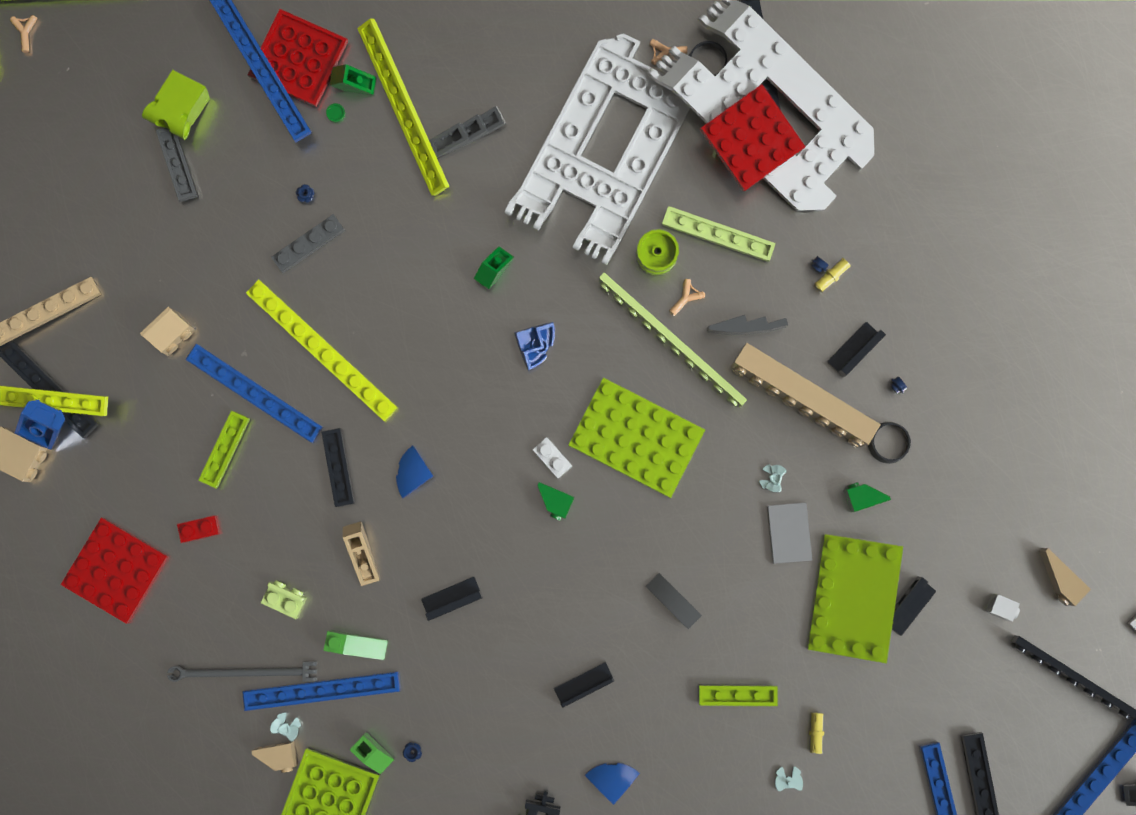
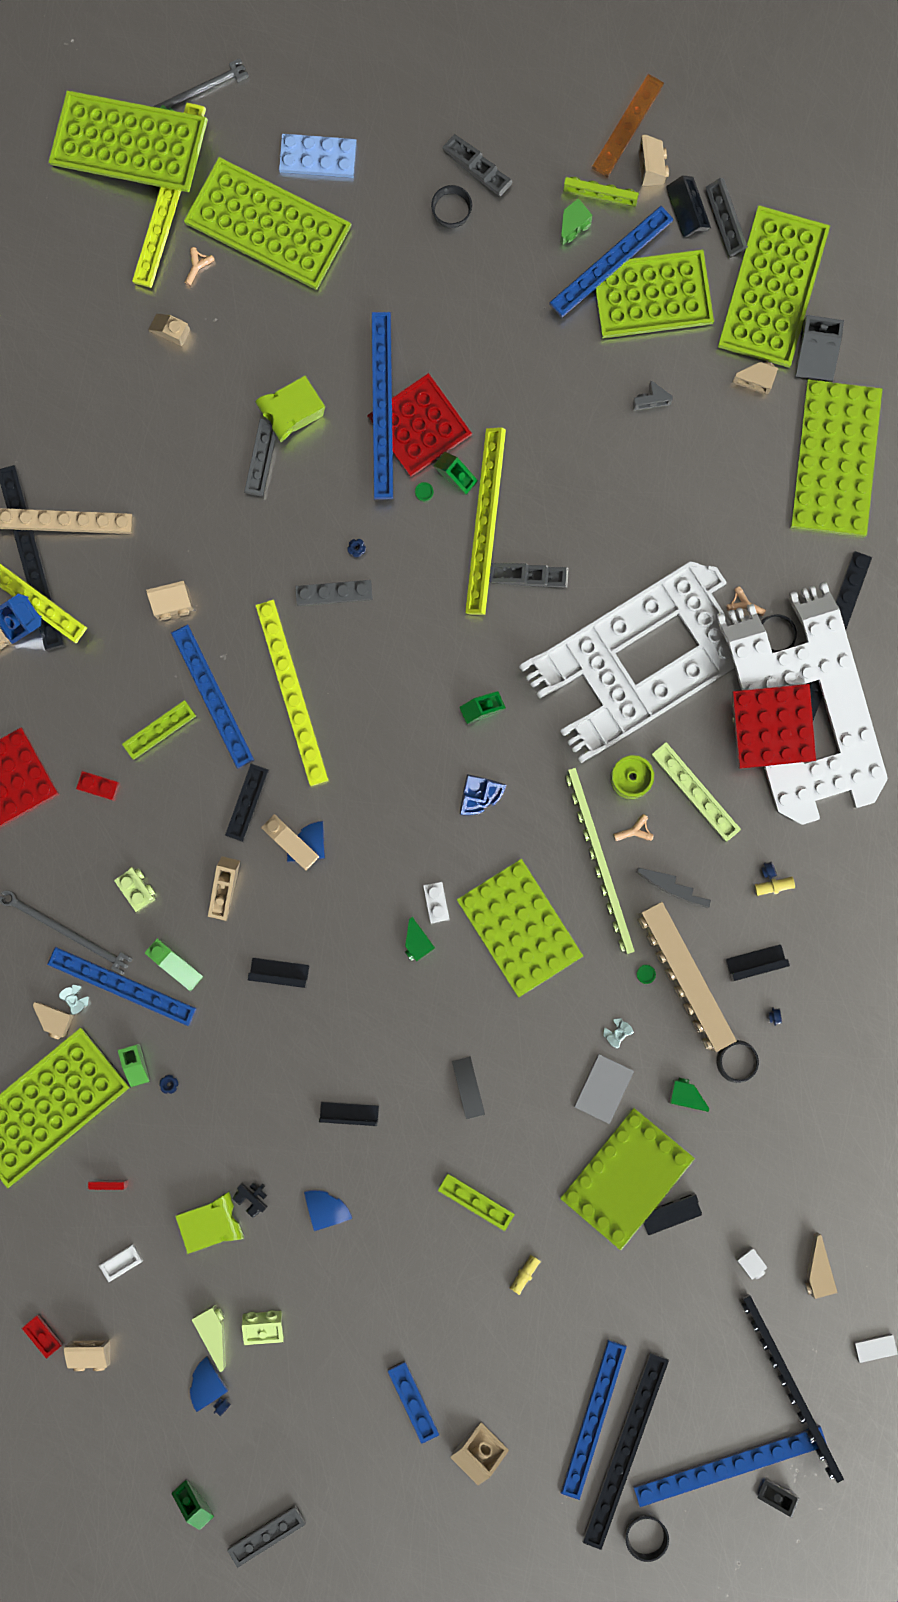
camera: 30 degrees right, 0 degrees up
(32, 97) = (170, 328): none -> tan slope
(395, 479) = (290, 842): none -> tan slope
(767, 414) = (646, 974): none -> green piece
(783, 782) = (470, 1299): light aqua piece -> none

